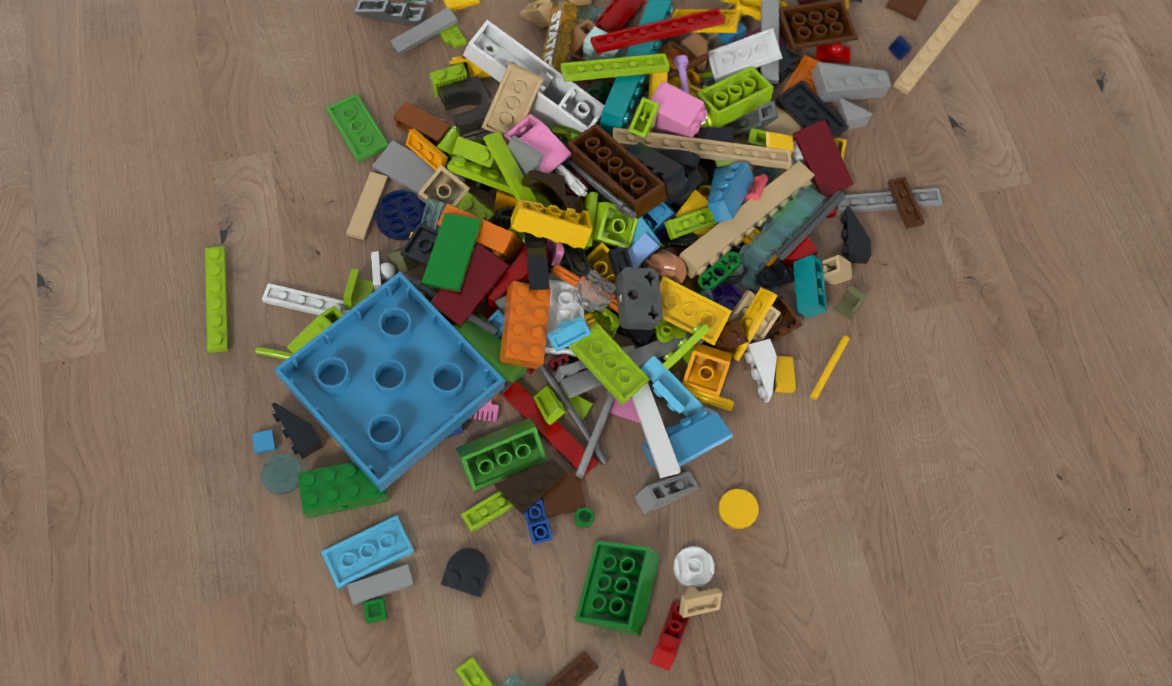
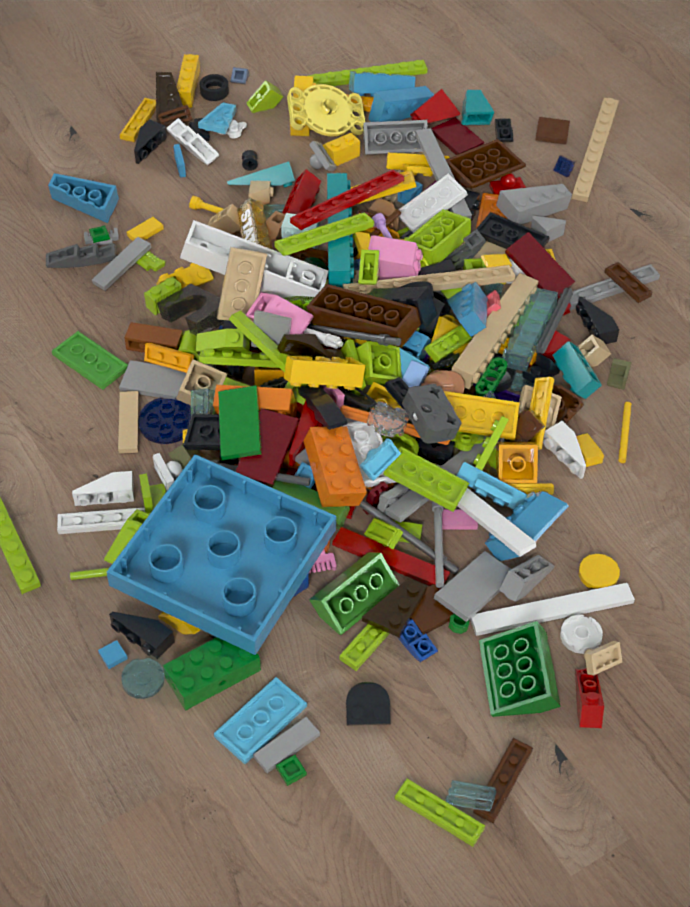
camera: 15 degrees left, 15 degrees down
(321, 272) = (112, 488): none -> white slope
(613, 485) = (473, 586): none -> light grey tile
(678, 532) = (552, 609): none -> white tile

